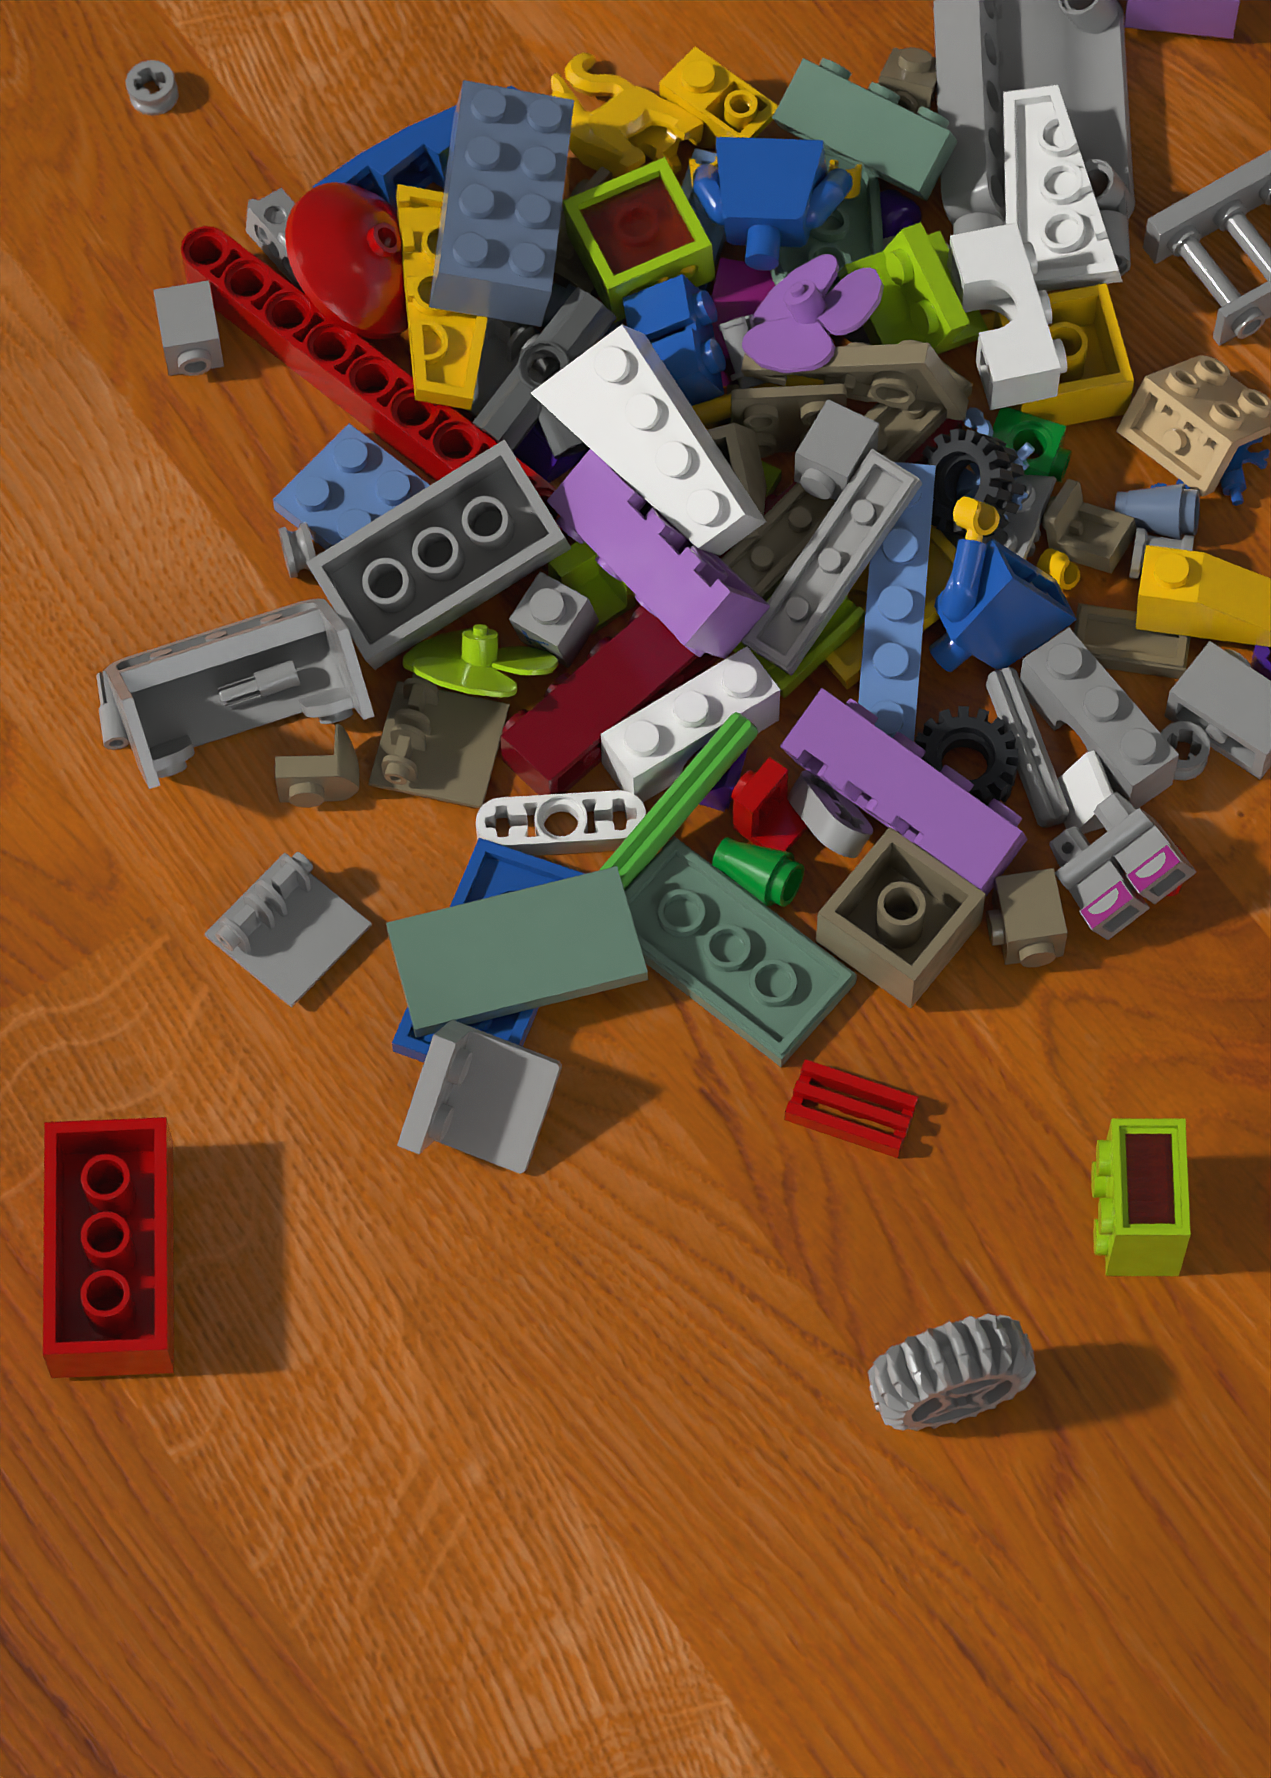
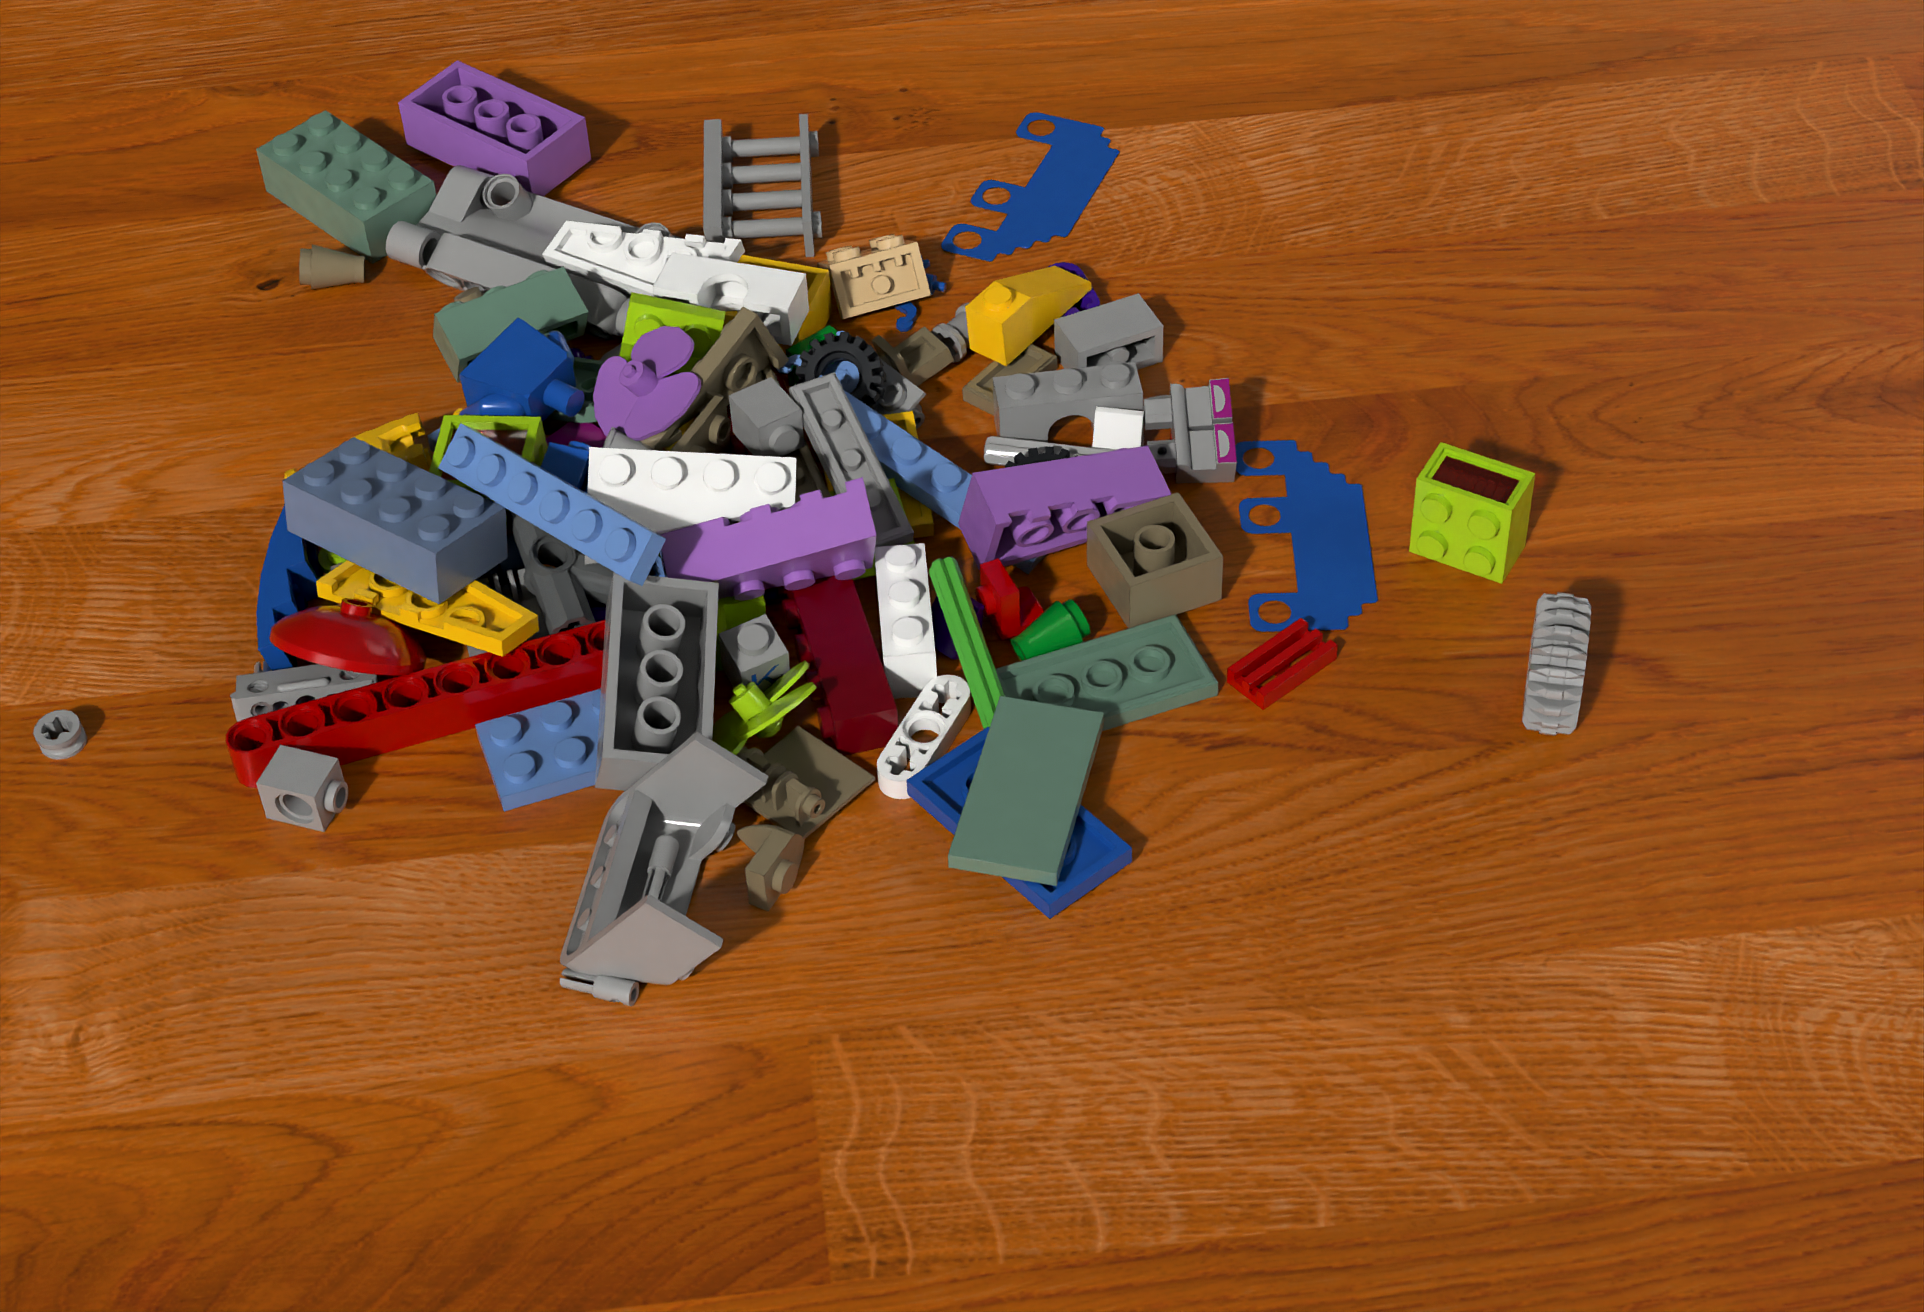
camera: 60 degrees left, 20 degrees down
(108, 1247) = (1118, 1168): red brick -> none
(288, 928) = (890, 942): light grey hinge -> none
(297, 548) = (560, 798): light grey bush -> none
(480, 1097) = (1141, 861): light grey bracket -> none
(556, 331) = (552, 504): none -> medium blue plate
(717, 98) = (424, 392): yellow slope -> none
(830, 815) = (1047, 565): light grey beam -> none
(996, 599) = (944, 400): blue torso -> none
(1027, 918) = (1206, 494): dark tan brick -> none
(1080, 1071) = (1326, 534): none -> blue piece
(1162, 510) = (926, 310): sand blue cone -> none

